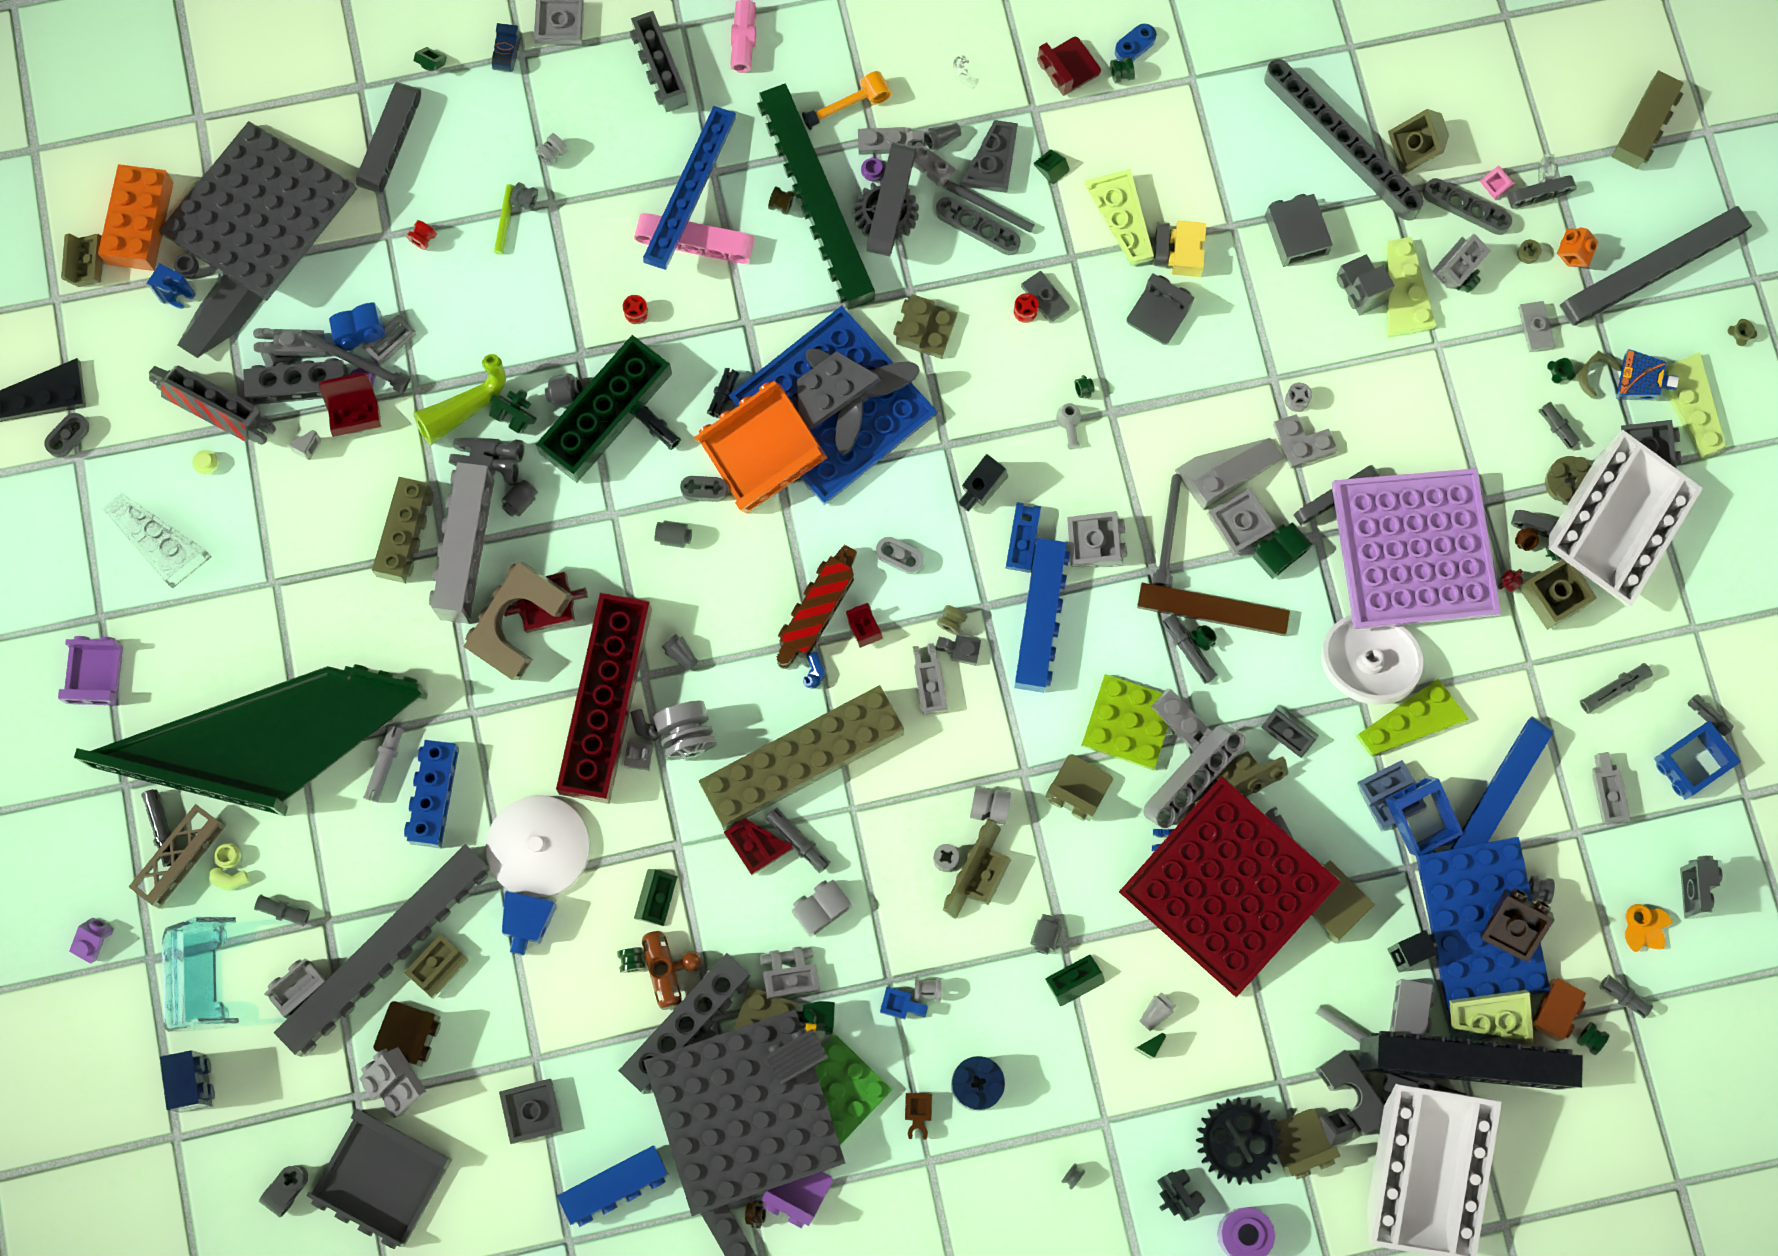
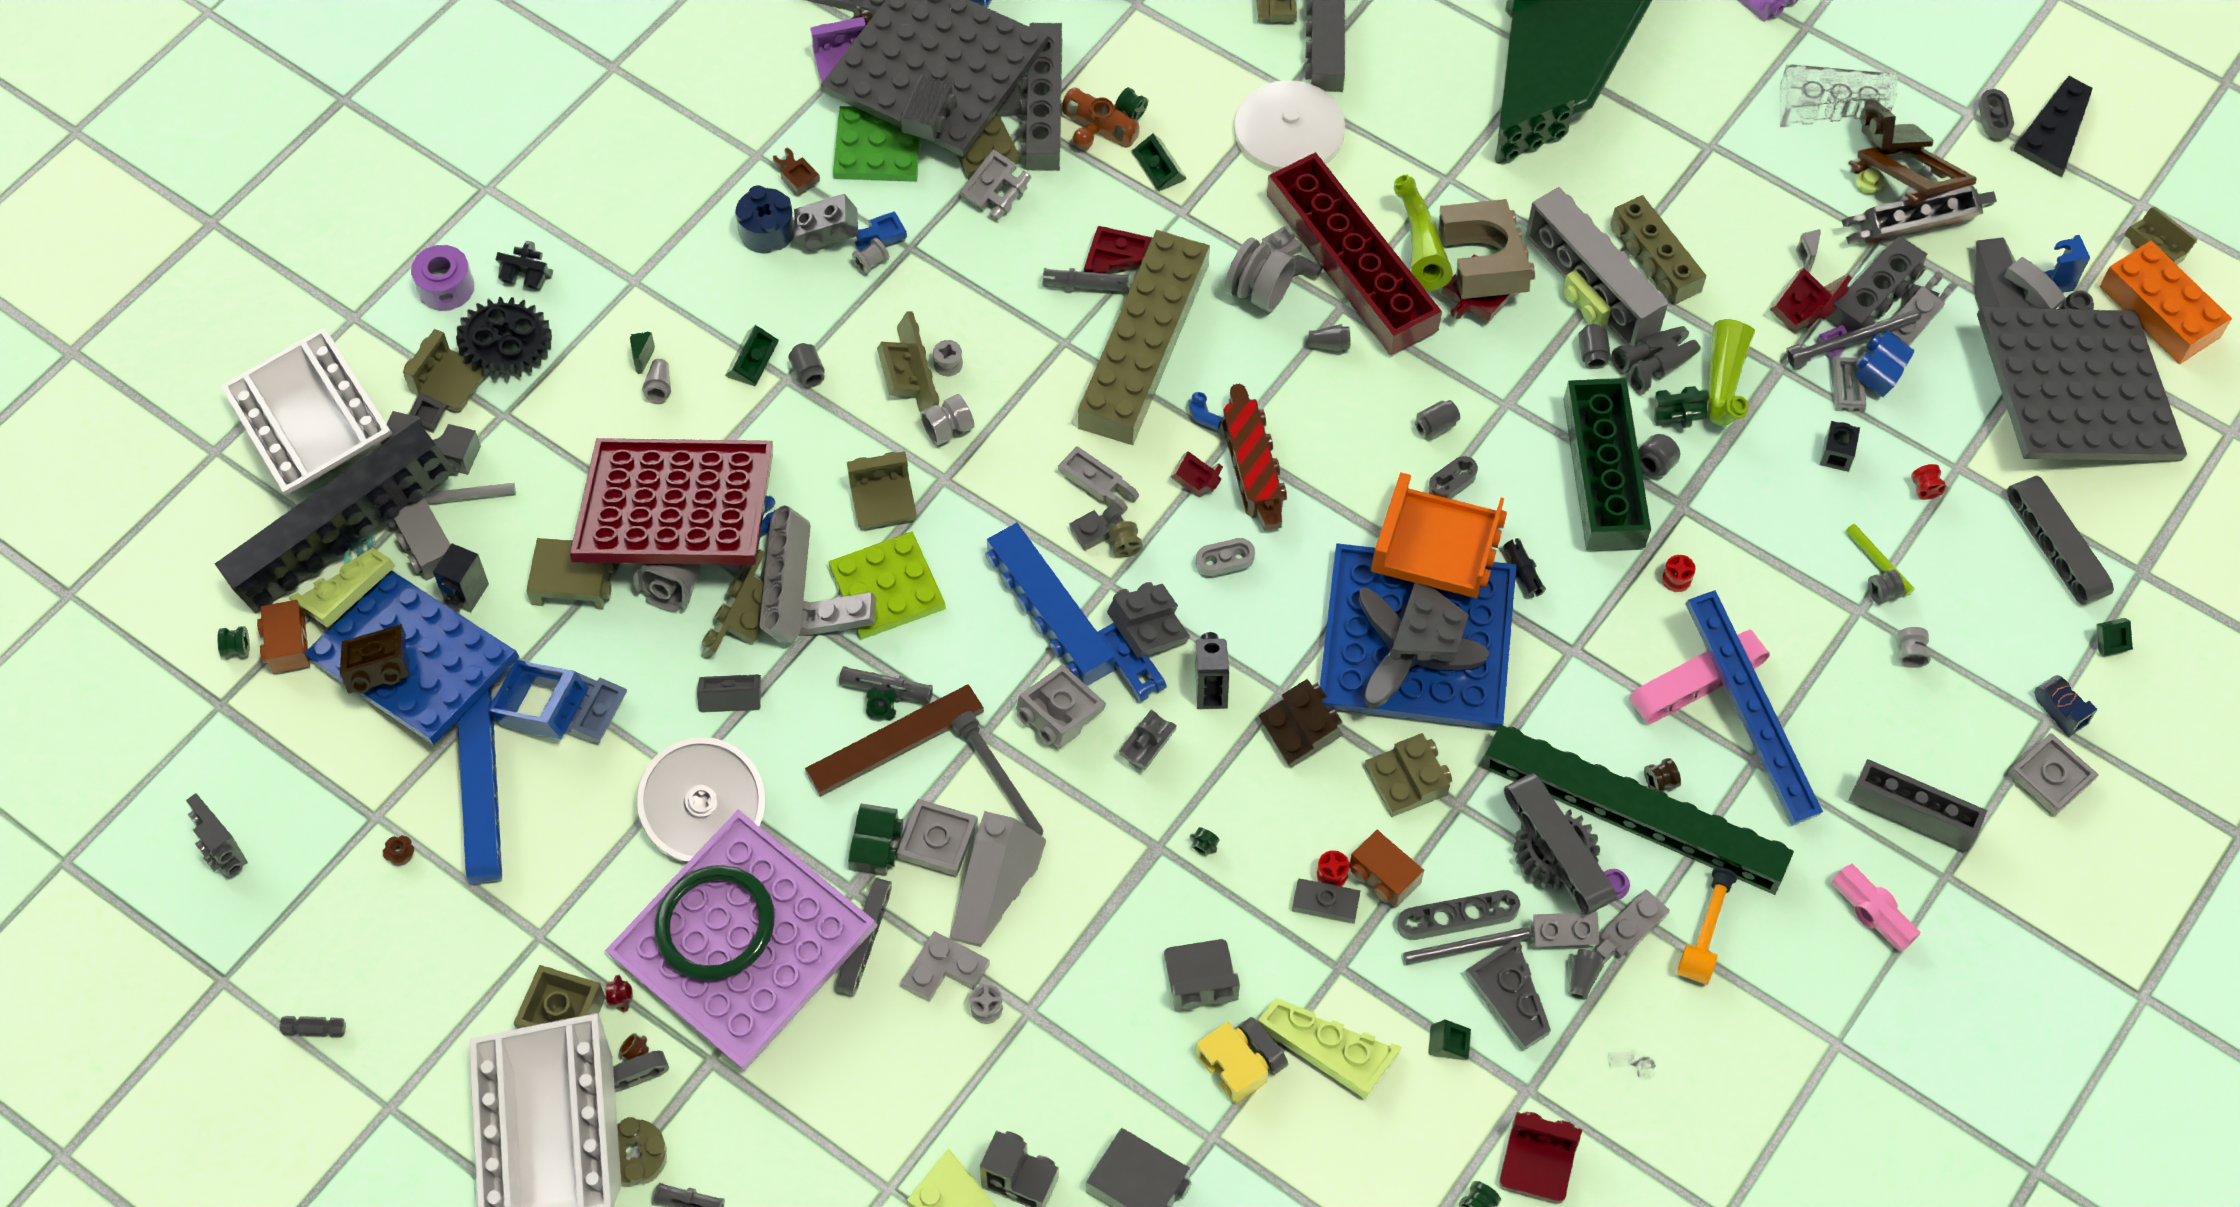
camera: 140 degrees right, 15 degrees down
(153, 473) = (1881, 129): none -> dark brown bracket
(191, 433) = (1925, 187): none -> reddish brown piece
(201, 292) = (2040, 287): none -> light grey slope
(383, 763) = (1478, 96): light grey pin -> none
(432, 794) = (1411, 95): blue brick -> none
(446, 292) = (1838, 455): none -> black brick
(487, 542) = (1586, 299): none -> yellowish green plate
(525, 920) = (1242, 70): blue torso -> none
(561, 647) = (1428, 258): none -> lime animal
(658, 427) = (1546, 493): black pin -> none
(818, 1016) = (942, 169): dark green piece -> none
(821, 907) = (1016, 246): light grey brick -> none
(939, 1039) = (826, 222): none -> dark grey brick
(959, 405) = (1301, 722): none -> dark brown plate
(990, 549) = (1147, 619): none -> dark grey plate
(997, 278) = (1386, 869): none -> dark orange brick
(1063, 471) = (1147, 740): none -> dark grey hips
(1069, 422) = (1188, 811): light grey bar -> none
(1073, 1176) = (626, 218): dark grey bush -> none
(1395, 586) = (752, 952): none -> dark green wedge
(1419, 716) = (611, 801): lime wing -> none
(1541, 889) = (375, 729): dark grey wheel -> none
(1576, 796) = (401, 857): none -> reddish brown plate
(1609, 790) = (369, 870): light grey hinge -> none
(1626, 996) = (225, 702): dark grey pin -> none
(1639, 673) = (426, 984): dark grey pin -> none
(1648, 930) = (242, 778): light orange plate -> none
(1714, 744) = (289, 995): blue window -> none

